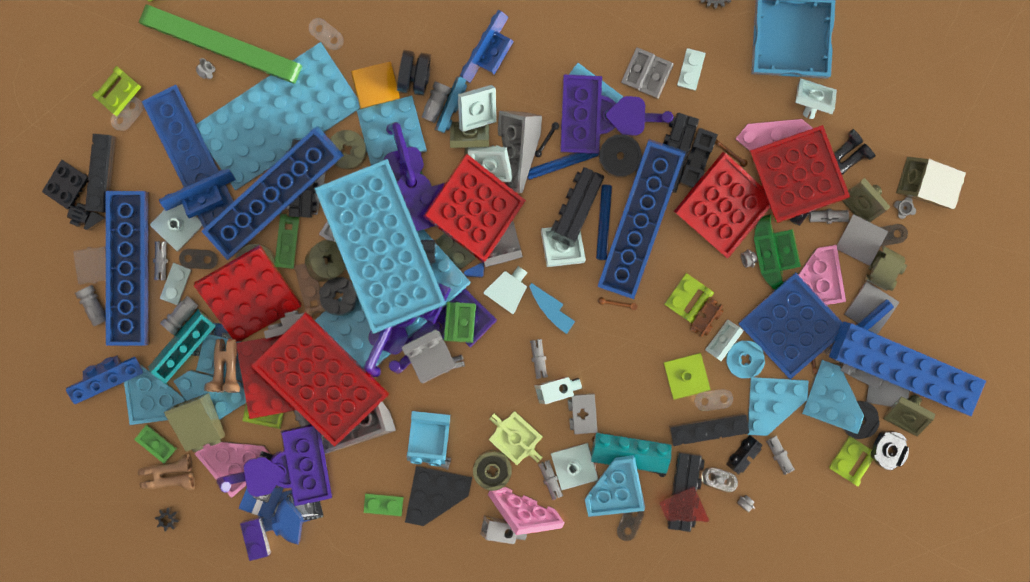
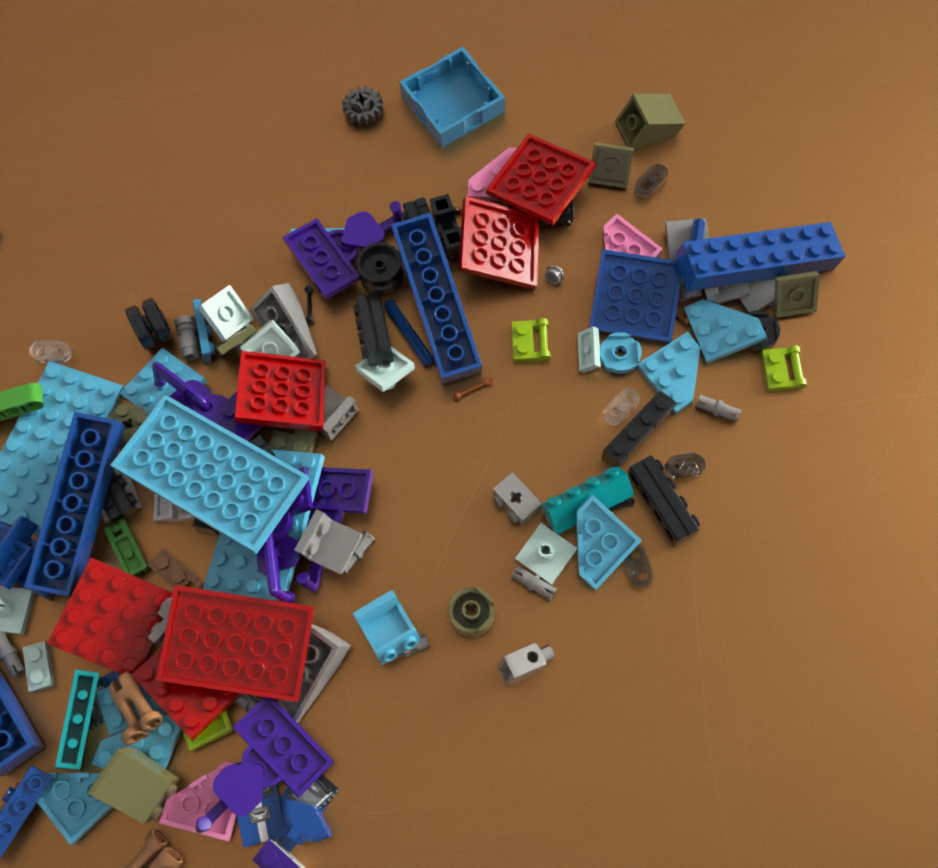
camera: 35 degrees left, 20 degrees down
(155, 444) = (111, 845): bright green plate -> none
(179, 315) = (59, 689): light grey axle -> none
(198, 259) = (44, 624): clear smoke plate -> none
(315, 261) = (172, 535): olive brick -> none
(329, 291) = (198, 550): black plate -> none
(375, 85) = (122, 361): light orange slope -> none
(383, 504) = (390, 730): bright green plate -> none
(434, 494) = (434, 680): black plate -> none
(460, 322) = (338, 495): bright green plate -> none
(476, 271) = (324, 447): blue slope -> none
(490, 49) = (206, 266): blue bracket -> none
(508, 289) = (364, 444): light aqua torso -> none
(515, 438) = (471, 567): yellowish green plate -> none
(523, 513) = (531, 629): bright pink plate -> none
(538, 358) = (438, 483): light grey pin -> none
(549, 391) = (474, 495): light aqua torso -> none
(551, 308) = (416, 431): dark azure slope -> none
(559, 164) = (335, 312): blue axle -> none
(647, 73) = (355, 198): light grey slope -> none
(684, 507) = (676, 507): clear red wing -> none
(686, 376) = (581, 403): lime plate -> none
(691, 69) = (390, 174): light aqua plate -> none
(712, 312) = (558, 334): dark orange hinge -> none
(746, 503) = (726, 471): light grey plate -> none
(749, 447) = (687, 421): black hinge -> none
(775, 251) = (572, 253): green plate -> none
(815, 98) = (506, 123): light aqua tile -> none
(829, 216) = (601, 194): light grey pin -> none
(852, 142) = (563, 131): black piece -> none
(861, 240) = (633, 196): light grey slope -> none
(880, 450) = (798, 328): plate -> none
(886, 268) = (672, 199): olive brick -> none
(900, 207) = (646, 149): light grey plate -> none

